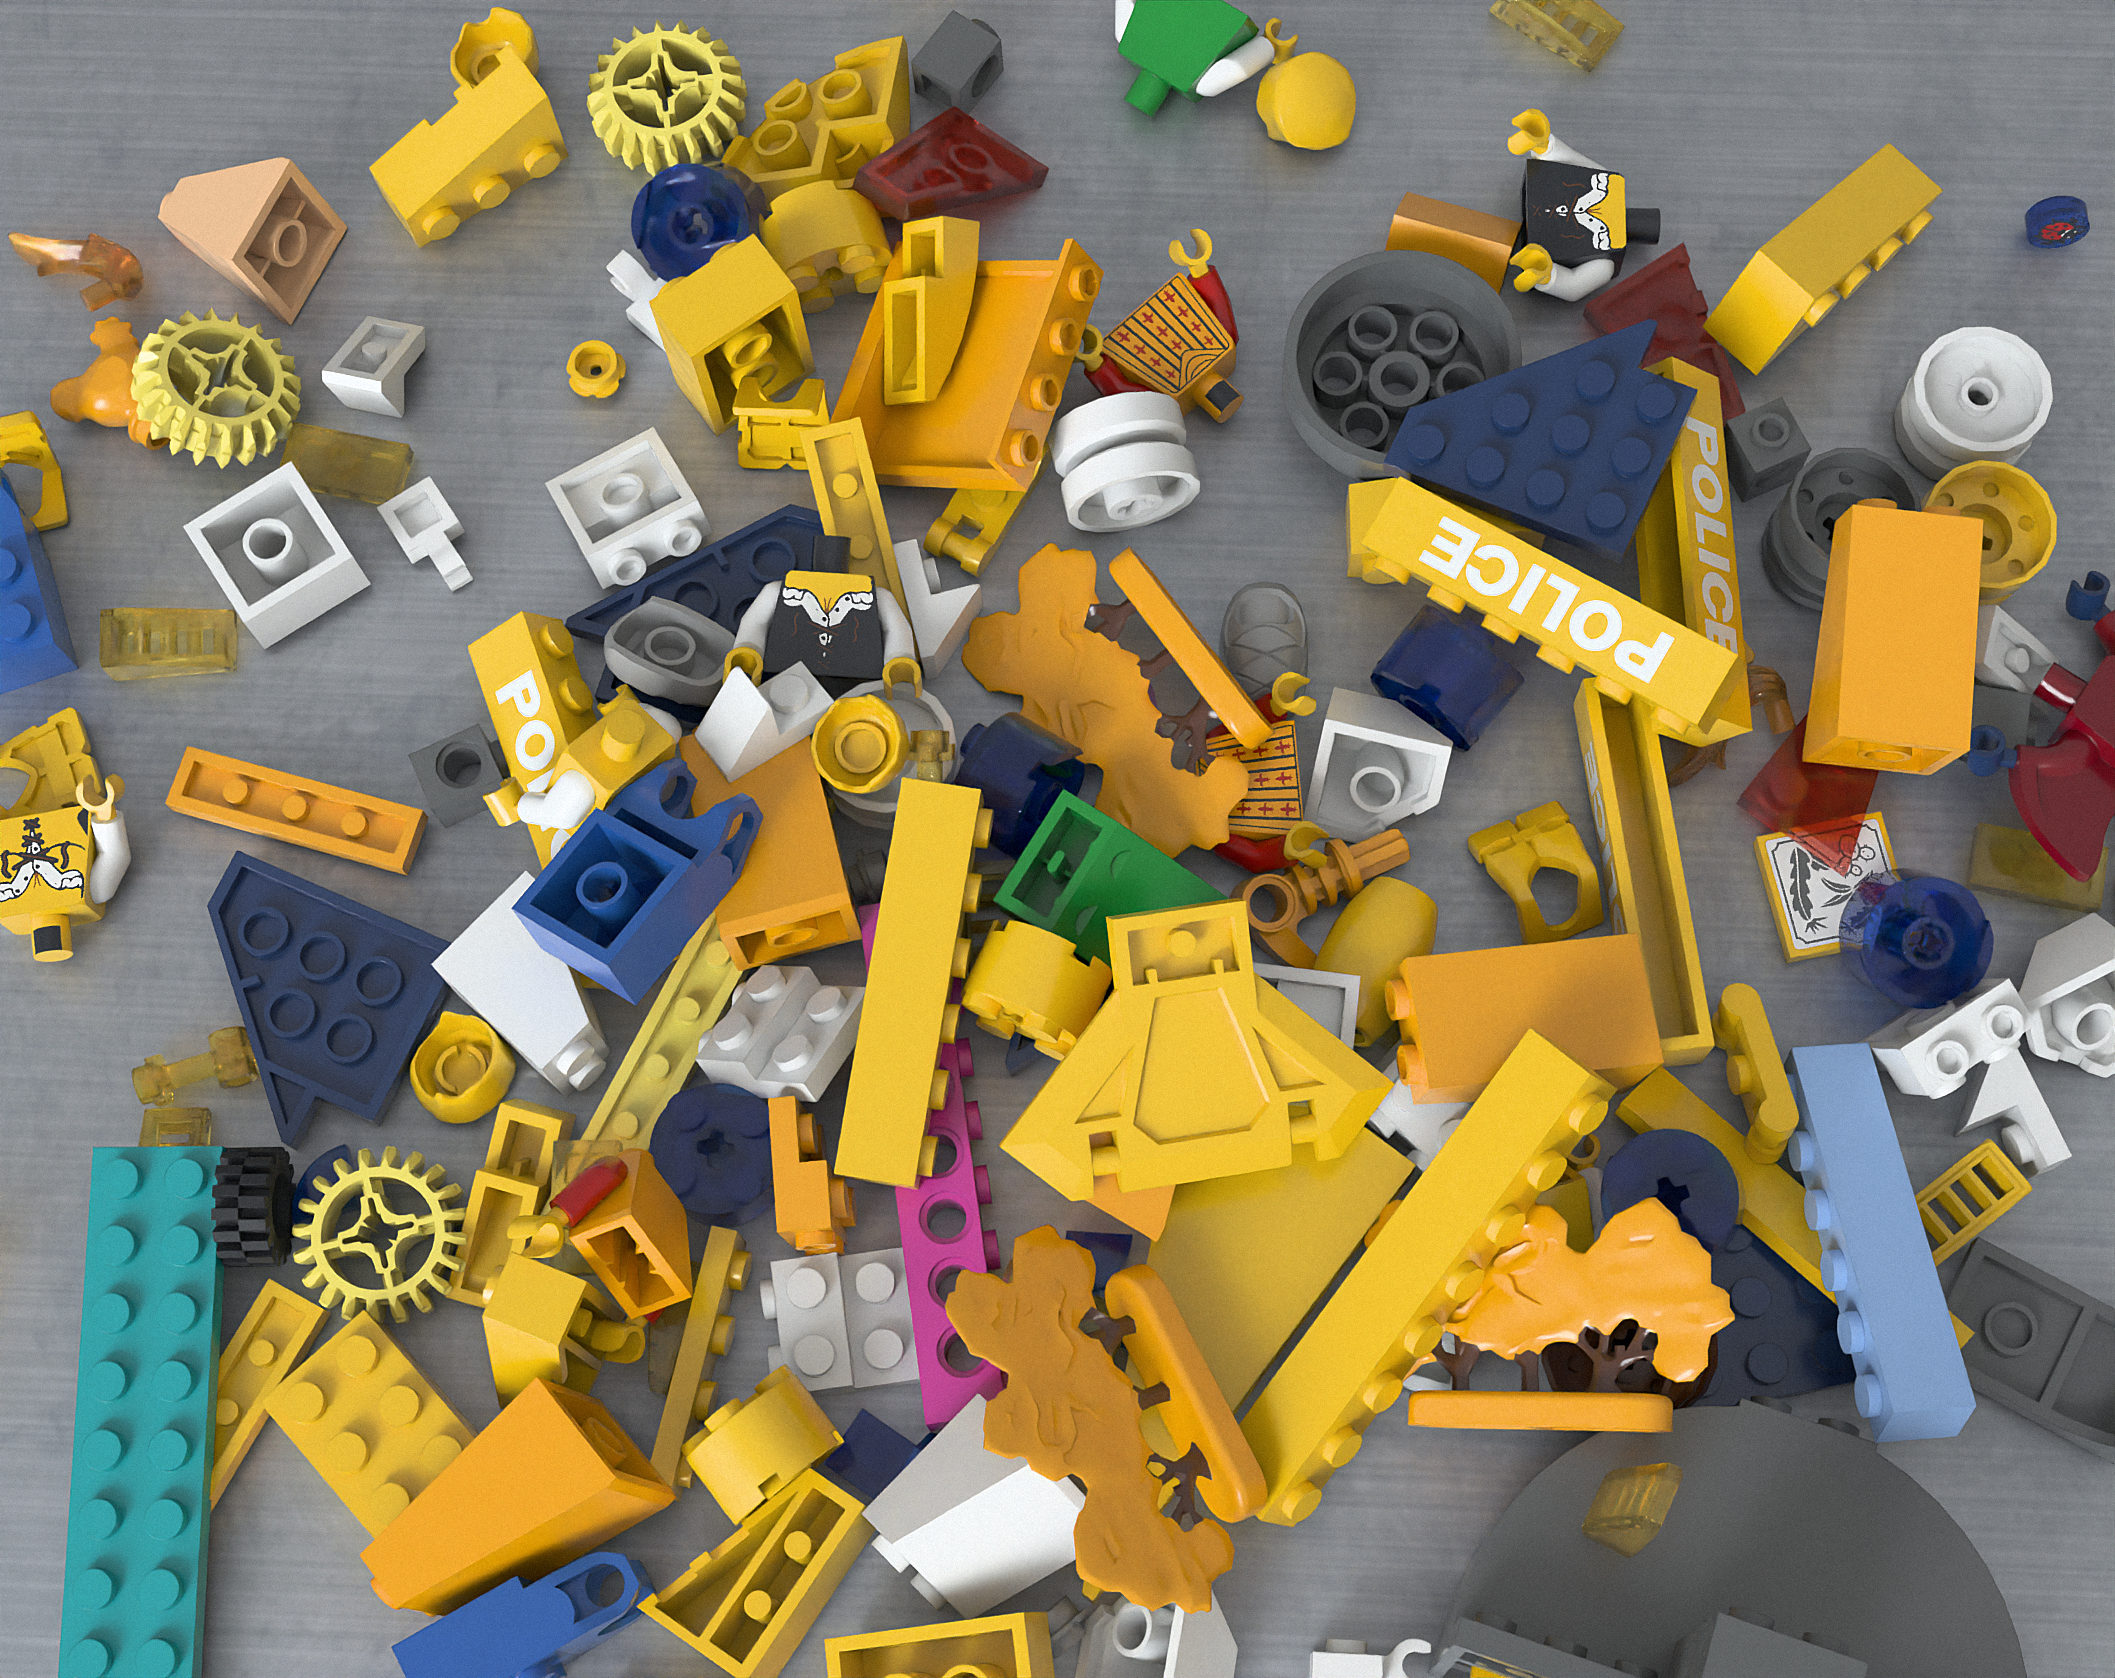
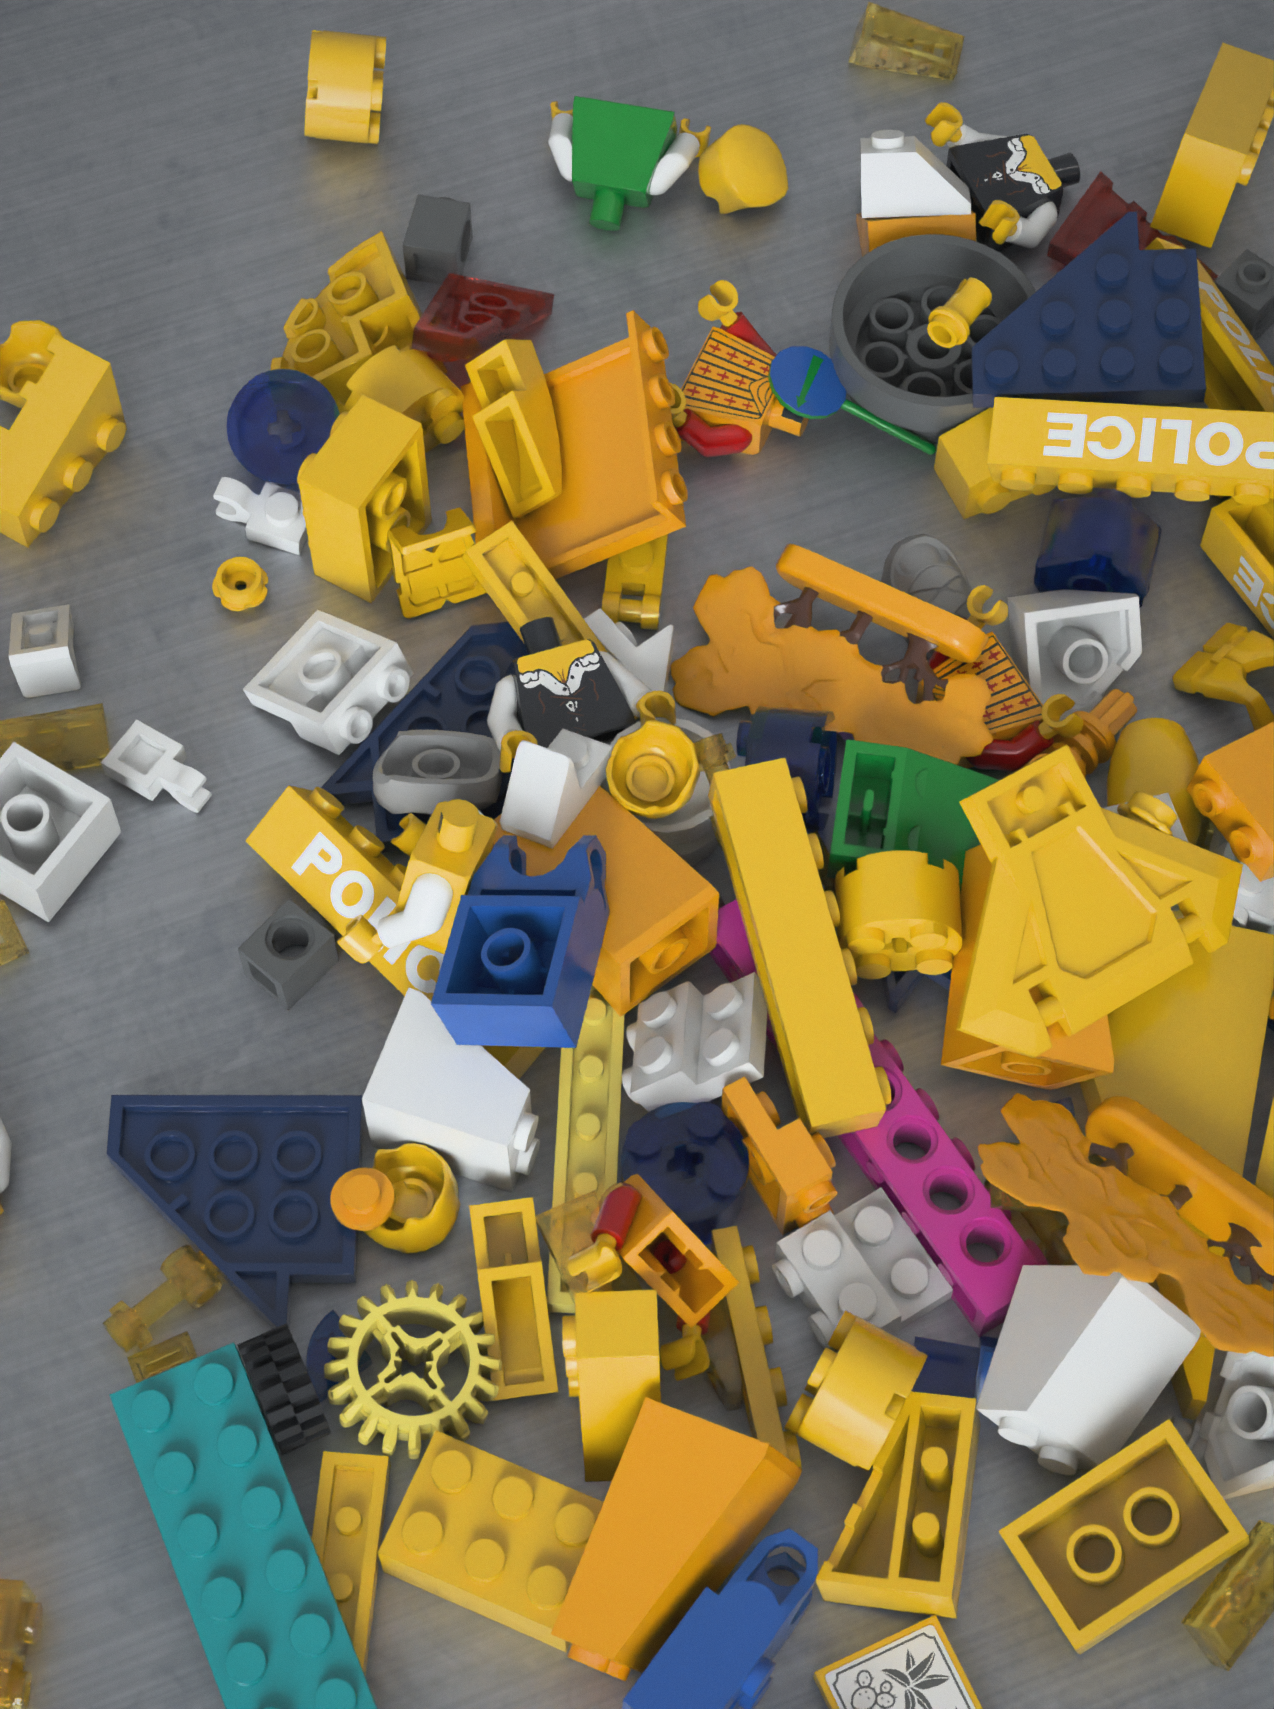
camera: 30 degrees left, 10 degrees down
(297, 810) = (147, 1042): light orange plate -> none
(408, 1054) = (362, 1199): none -> light orange plate
(635, 84) = (196, 348): light yellow gear -> none
(1123, 461) = (747, 484): white wheel -> none
(1245, 378) = (810, 388): none -> blue piece
(1315, 997) = (1148, 811): none -> yellow plate
(1408, 369) = (951, 322): none -> yellow pin
(1458, 183) = (907, 179): none -> white slope

